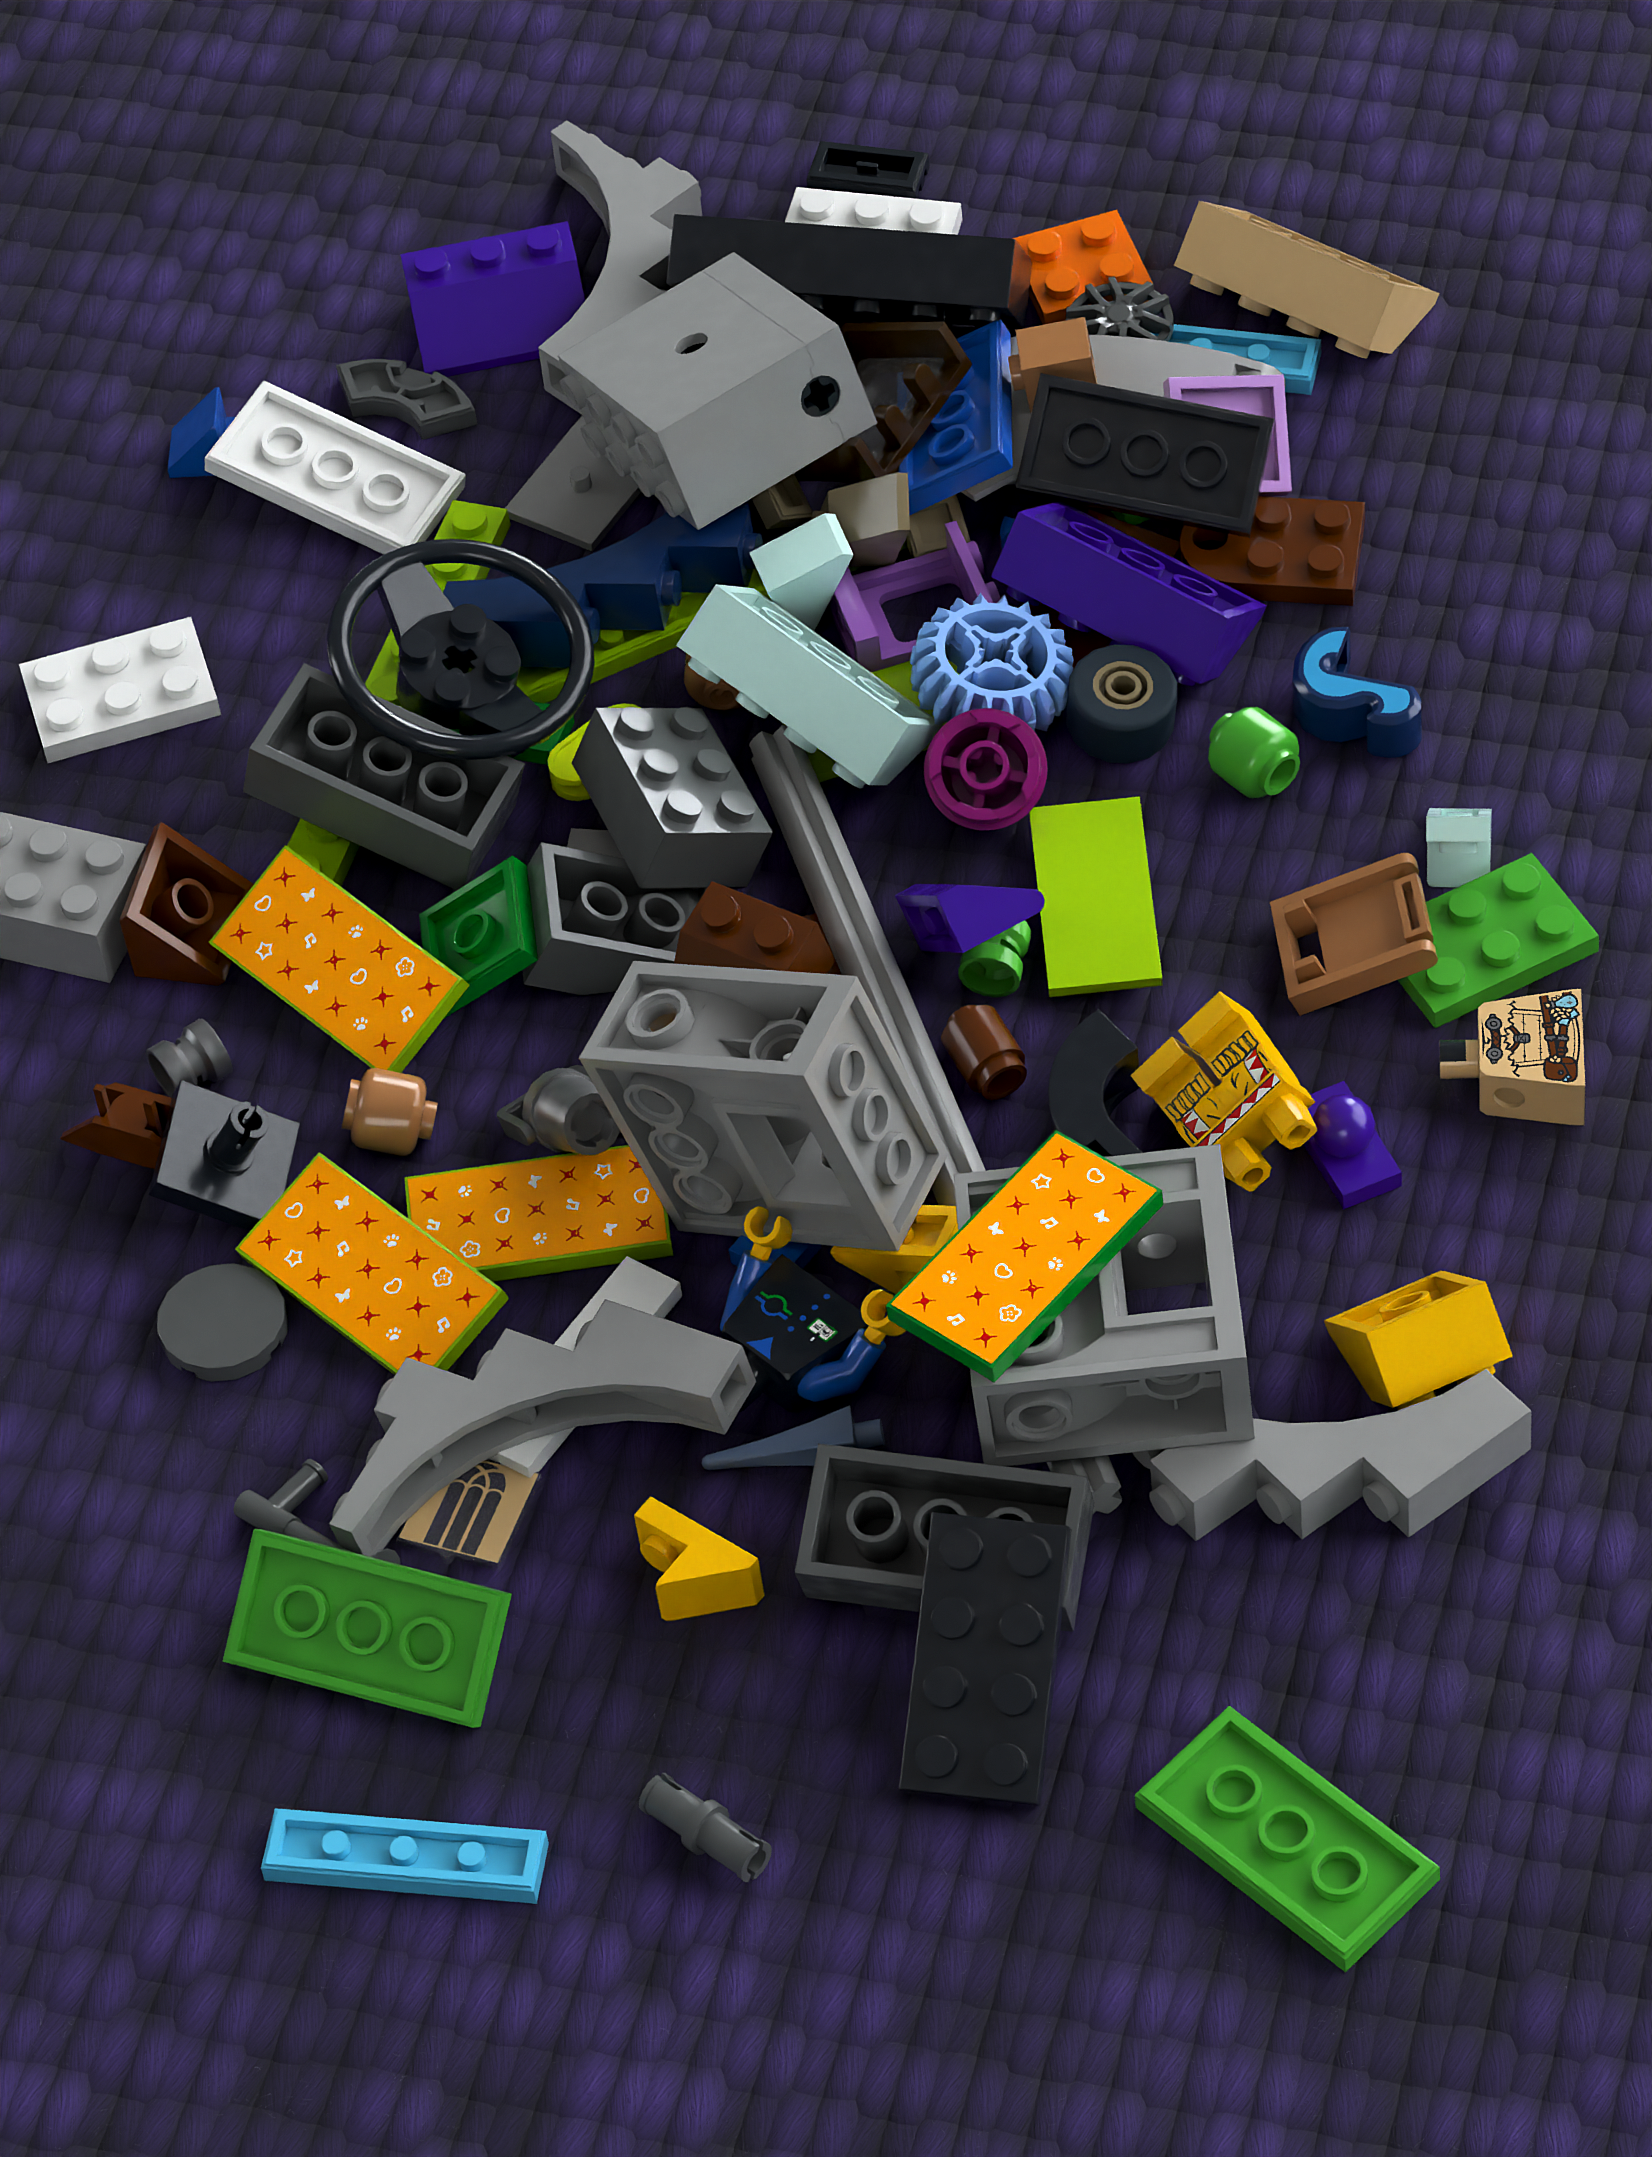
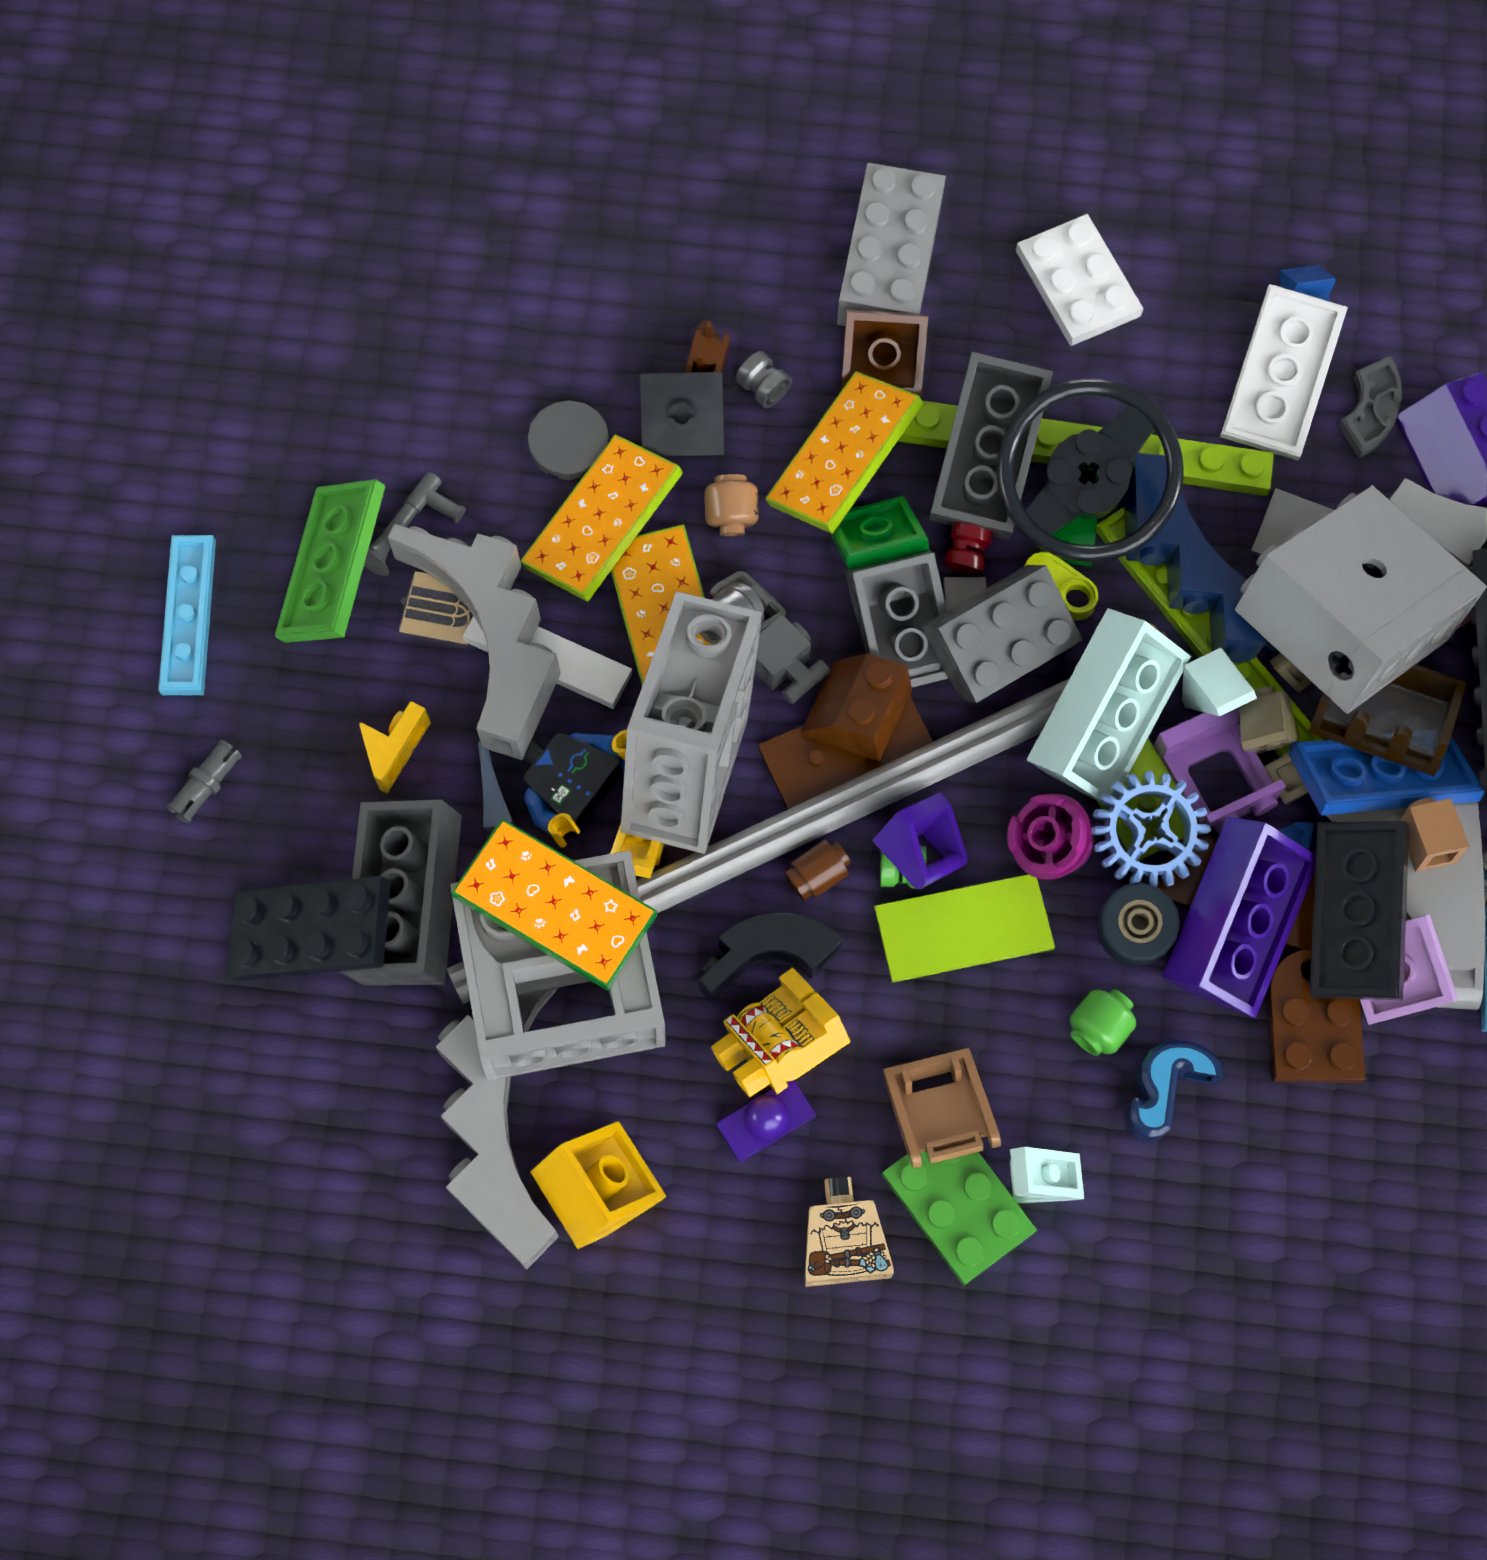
camera: 75 degrees right, 20 degrees up
(520, 833) = (968, 548): none -> dark red wheel
(1287, 1838) = (211, 1136): bright green tile -> none

